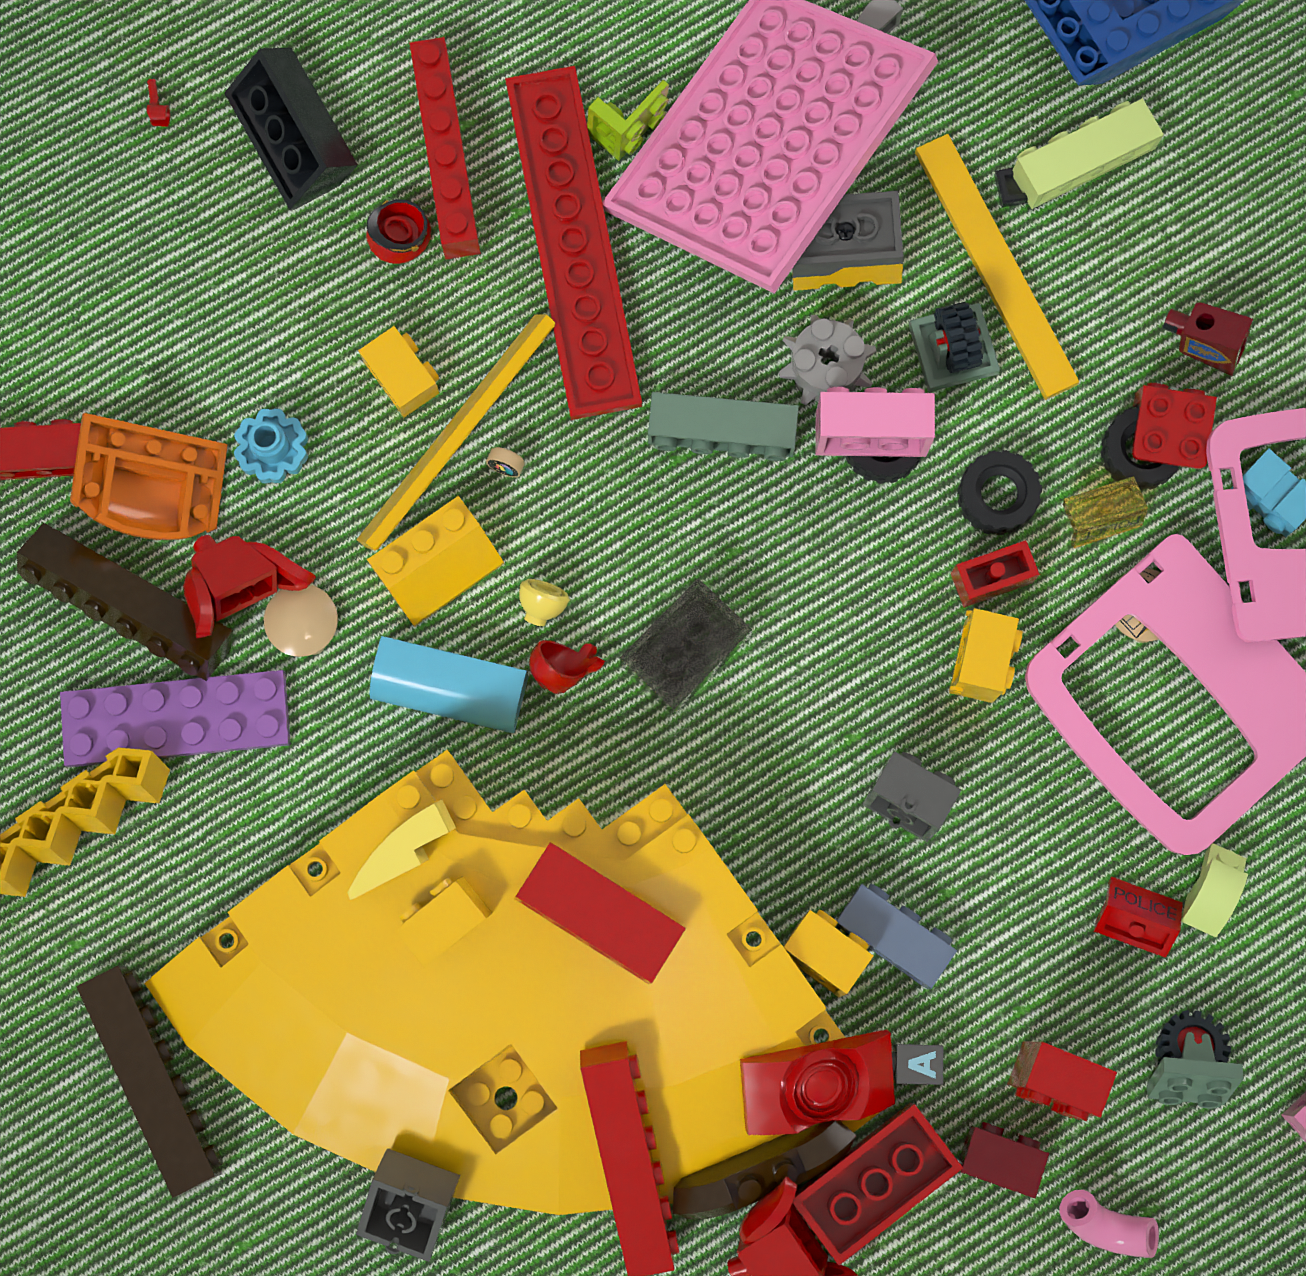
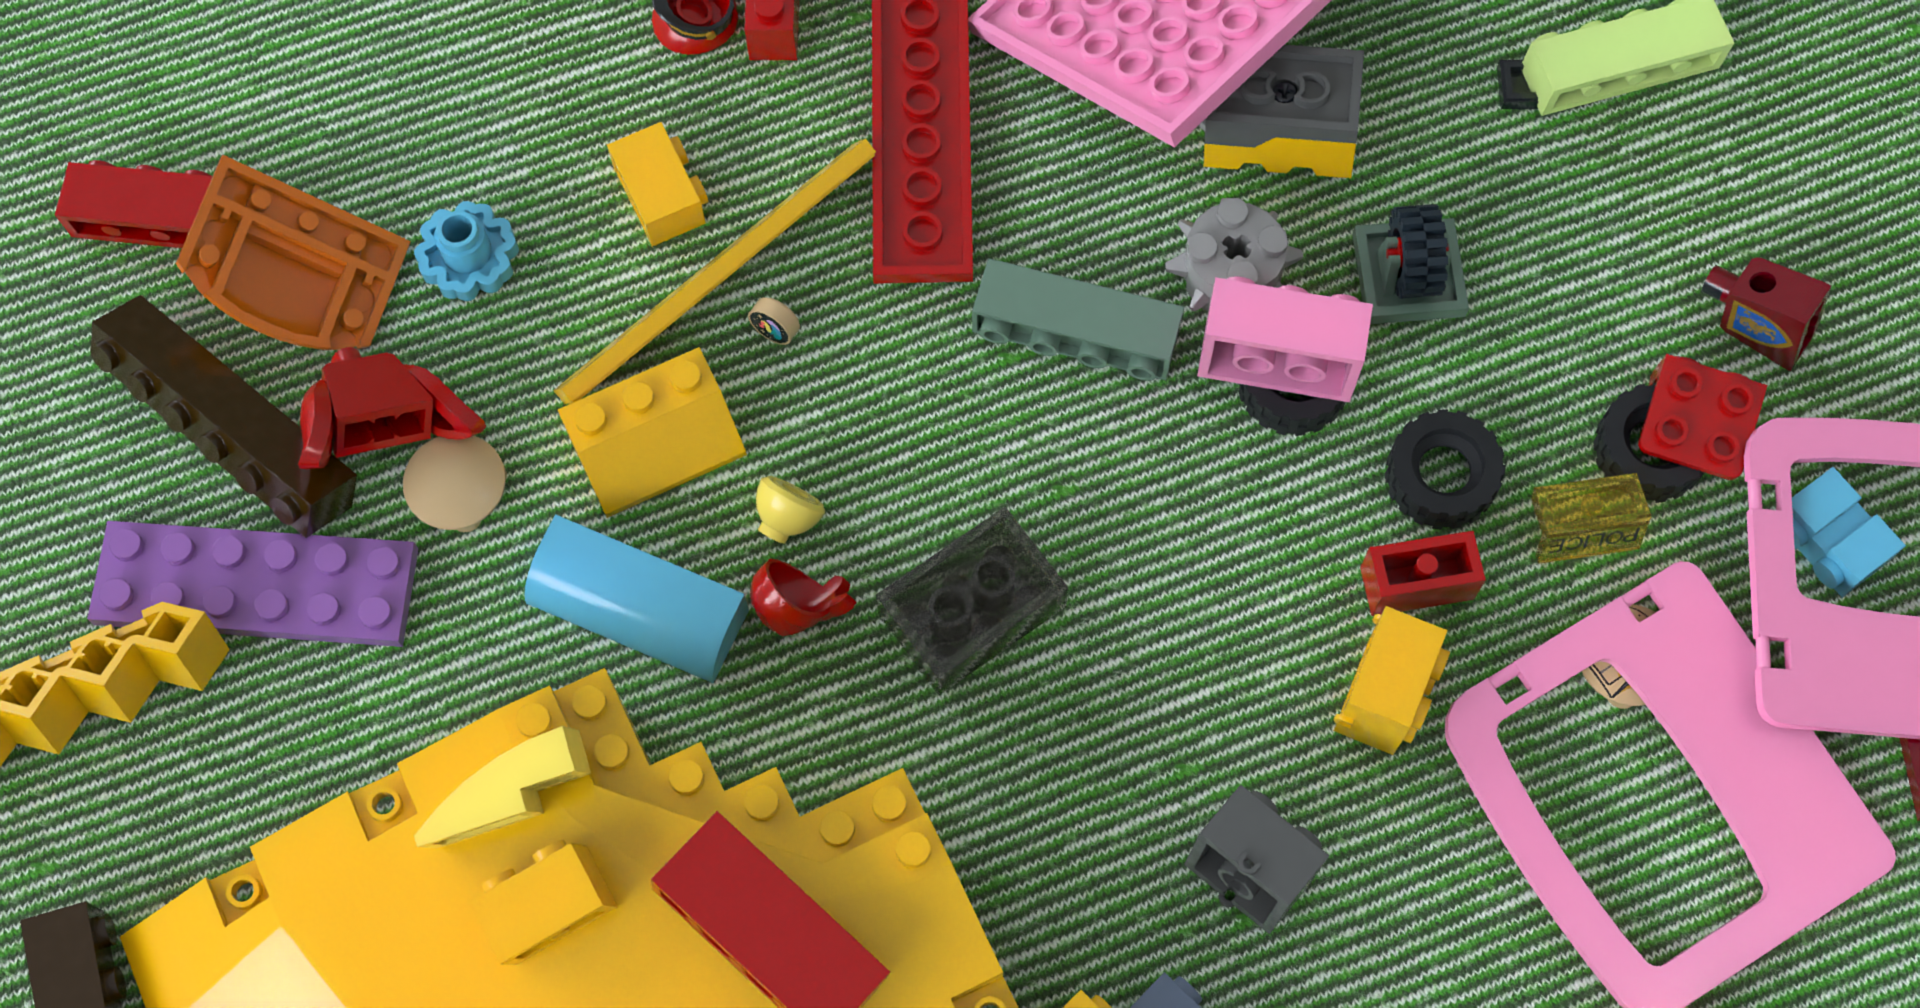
camera: 10 degrees right, 10 degrees down
(996, 267) = (1485, 184): yellow tile -> none

